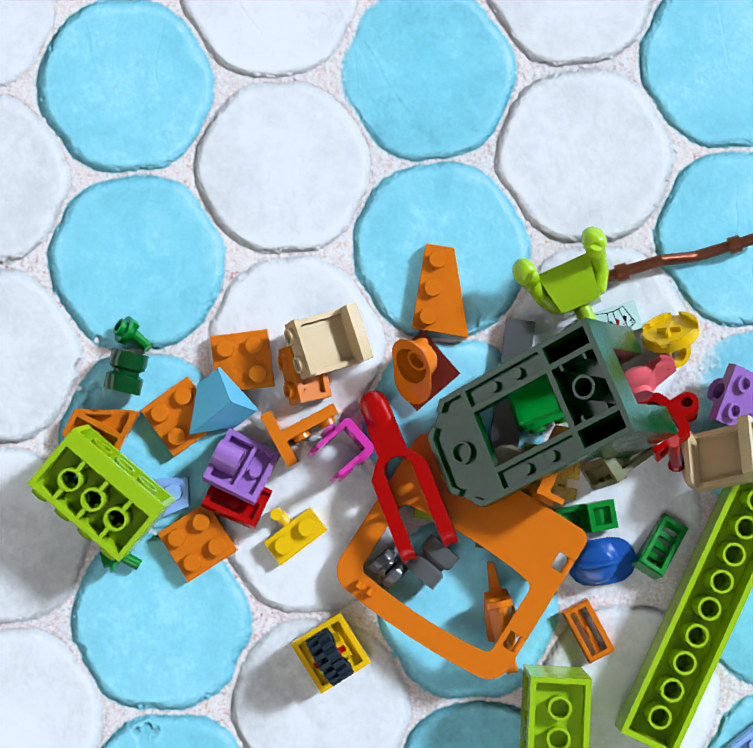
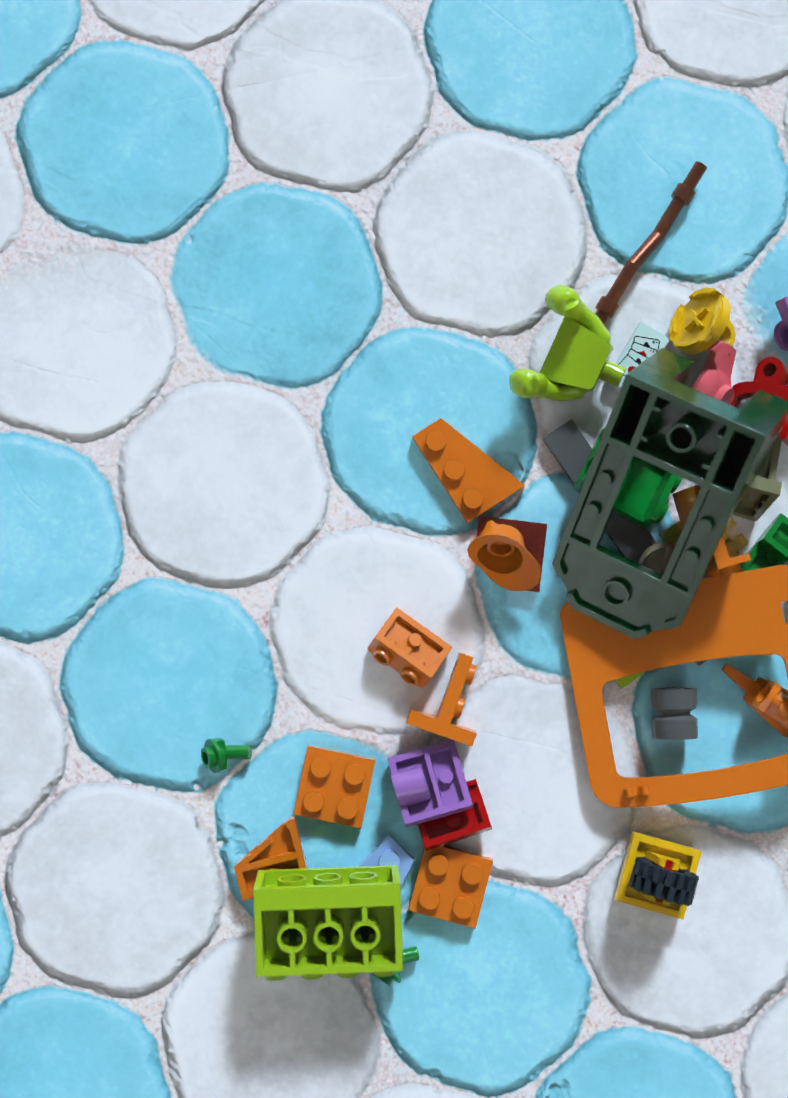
camera: 45 degrees left, 0 degrees up
(125, 371) = (251, 794): dark green wheel -> none
(219, 404) = (359, 745): medium azure slope -> none
(244, 358) = (344, 688): orange plate -> none
(294, 534) = (529, 800): yellow plate -> none
(328, 341) = (406, 601): tan panel -> none
(358, 438) = (508, 662): dark pink piece -> none
(385, 561) = (640, 754): dark grey wheel -> none
(388, 445) = (544, 644): red piece -> none

